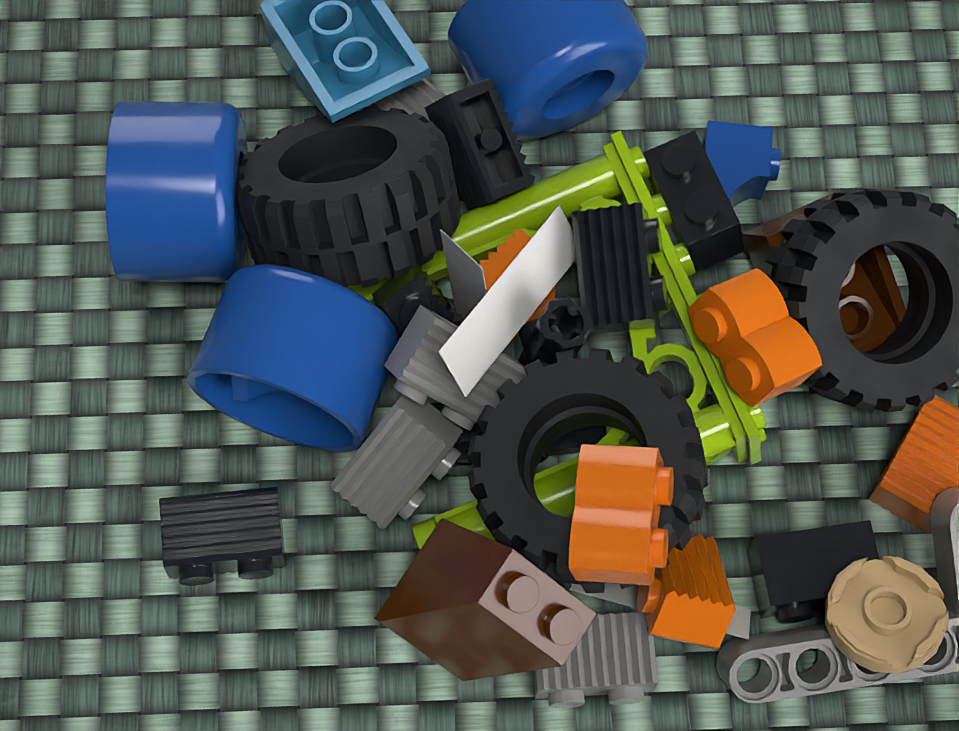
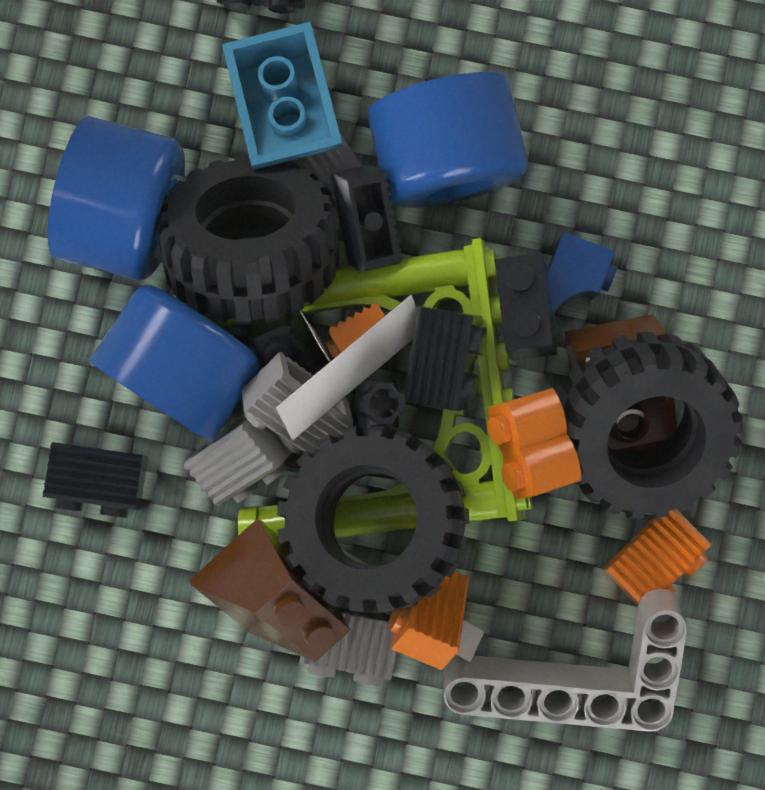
camera: 15 degrees right, 15 degrees up
(618, 514) = (374, 580): orange brick -> none
(799, 567) = (539, 621): black brick -> none
(886, 614) = (576, 677): tan tile -> none

